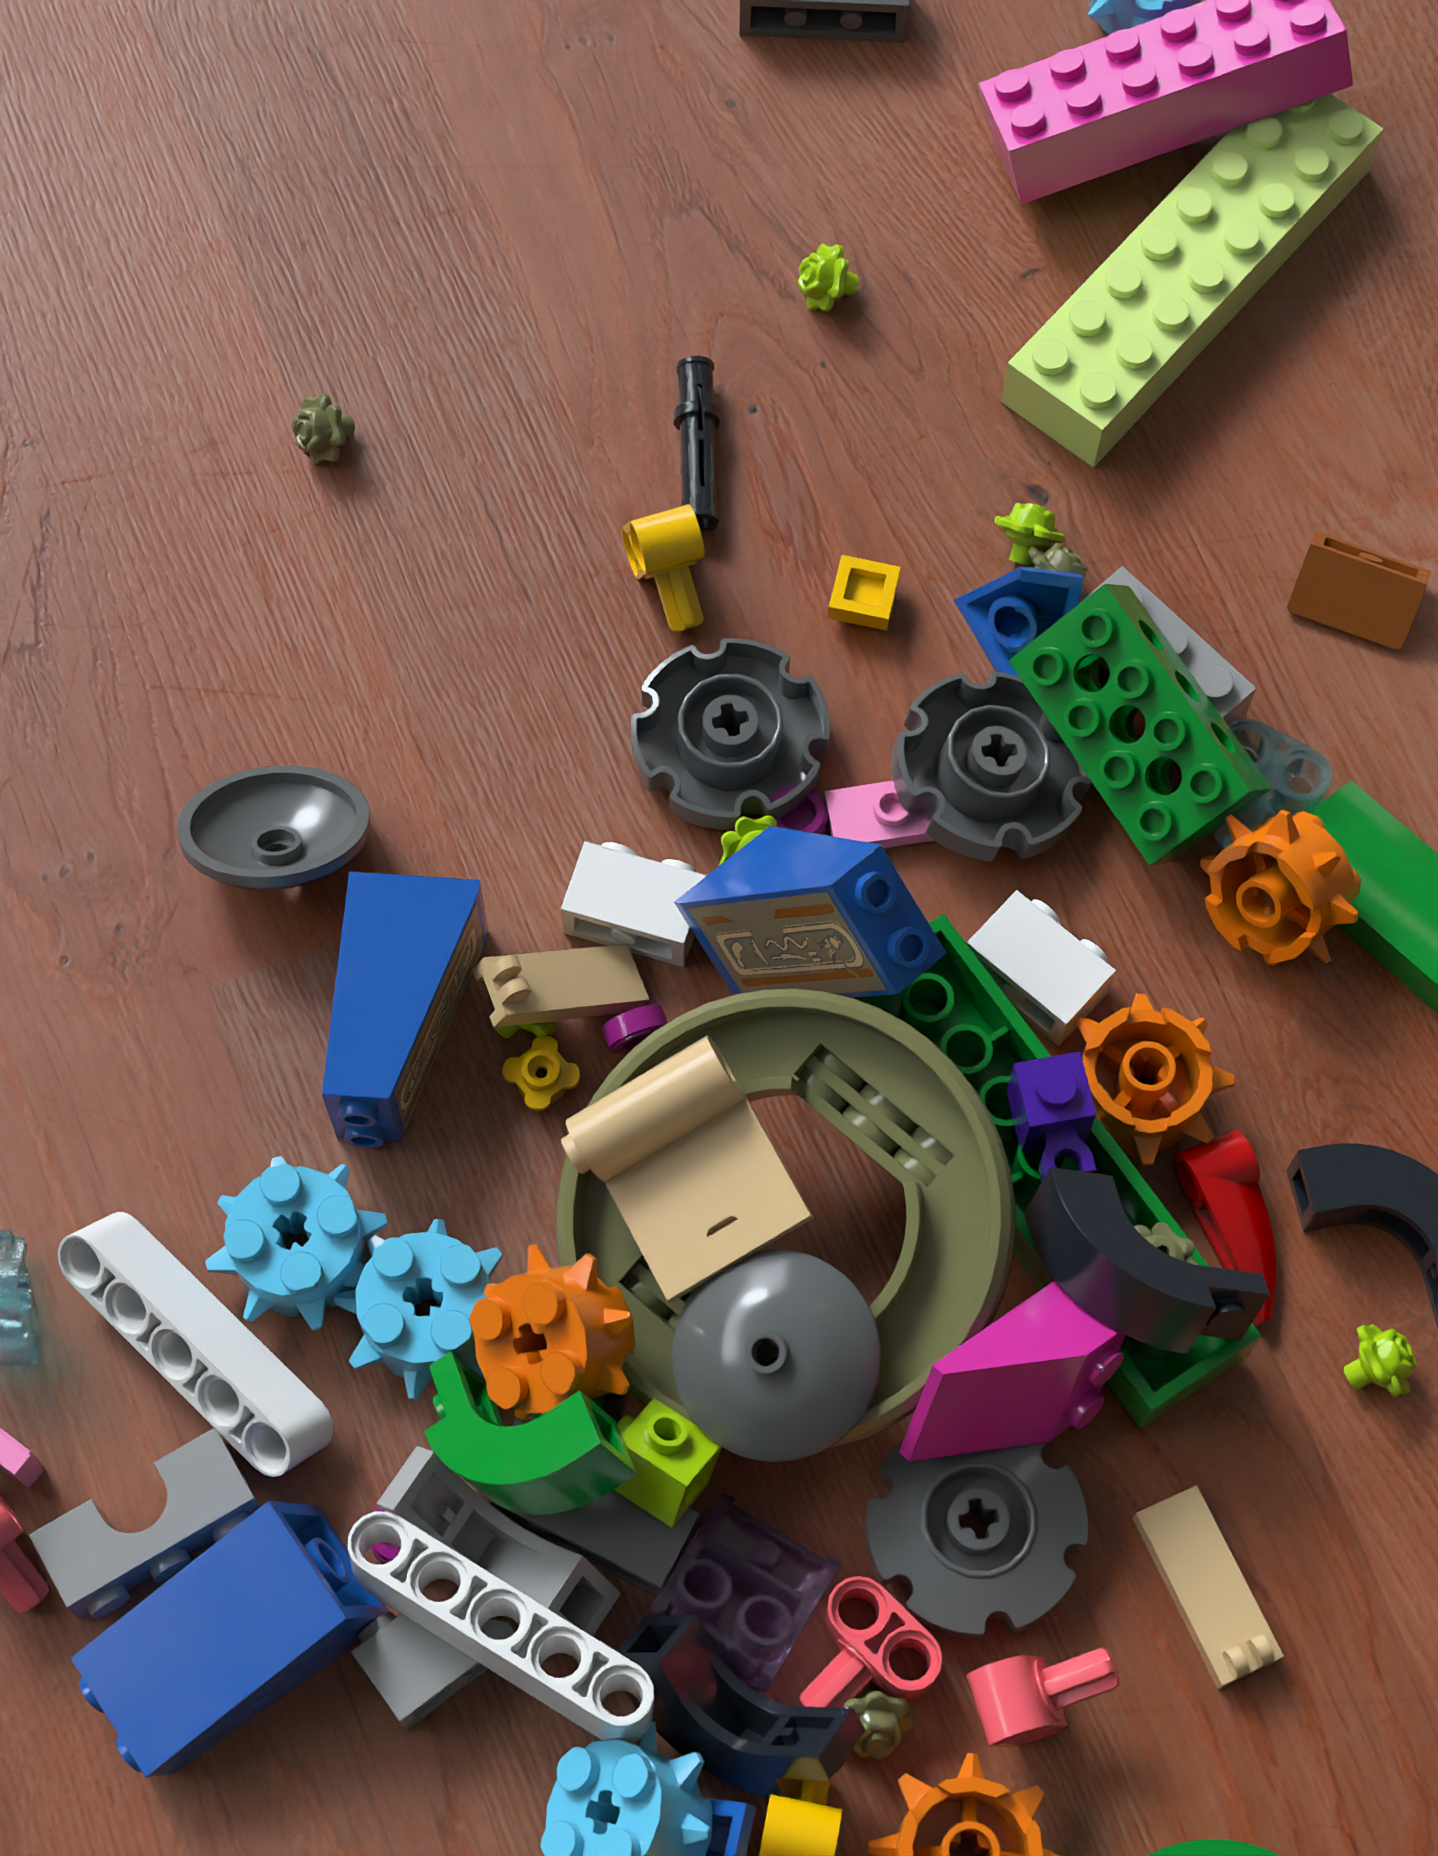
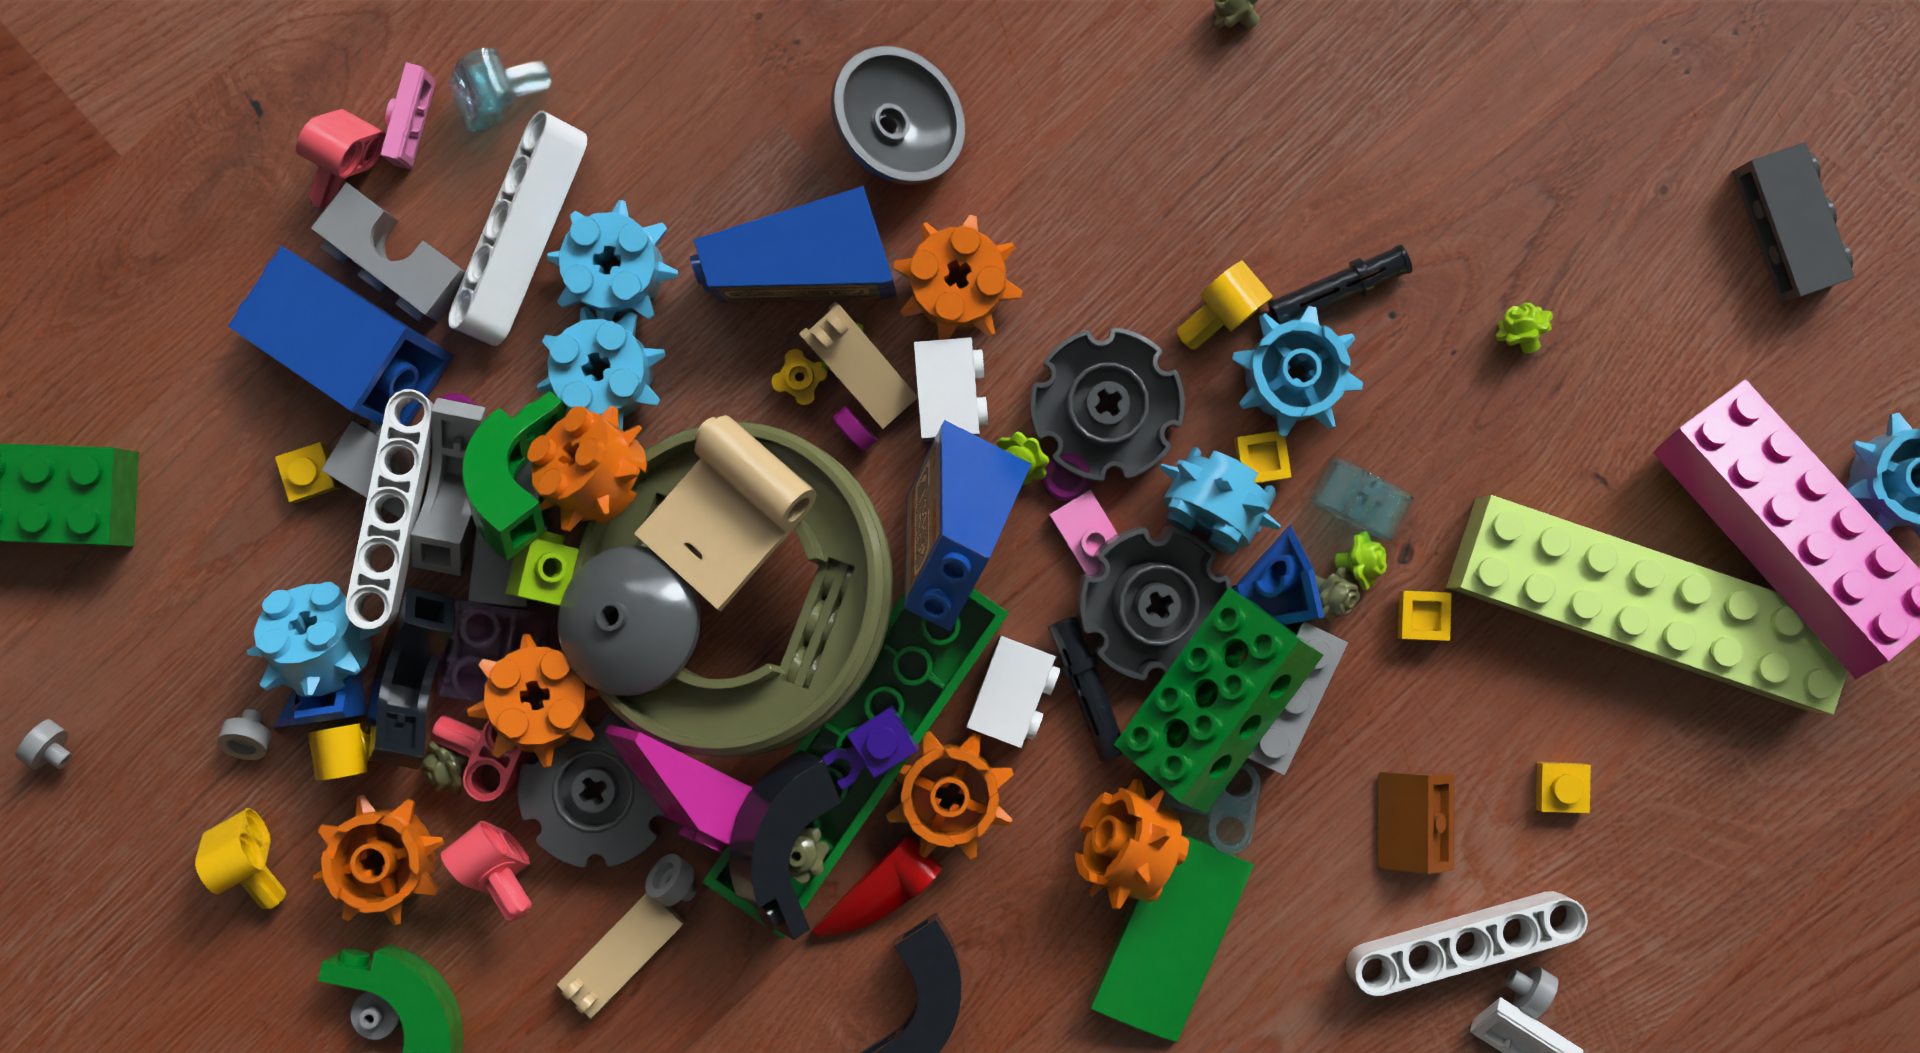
camera: 70 degrees right, 20 degrees up
(389, 1765) = (303, 472): none -> yellow plate
(499, 806) = (960, 250): none -> orange brick
(779, 514) = (1303, 343): none -> medium azure brick
(866, 1541) = (515, 720): none -> orange brick
(897, 642) = (1218, 500): none -> medium azure brick
(955, 506) = (1361, 499): none -> clear light blue beam
(1068, 881) = (1085, 681): none -> black pin
(1118, 493) = (1424, 615): none -> yellow plate
(1131, 1476) = (671, 881): none -> light grey tile
(1371, 428) = (1563, 787): none -> yellow plate
(1383, 1360) = (815, 1022): lime plant -> none

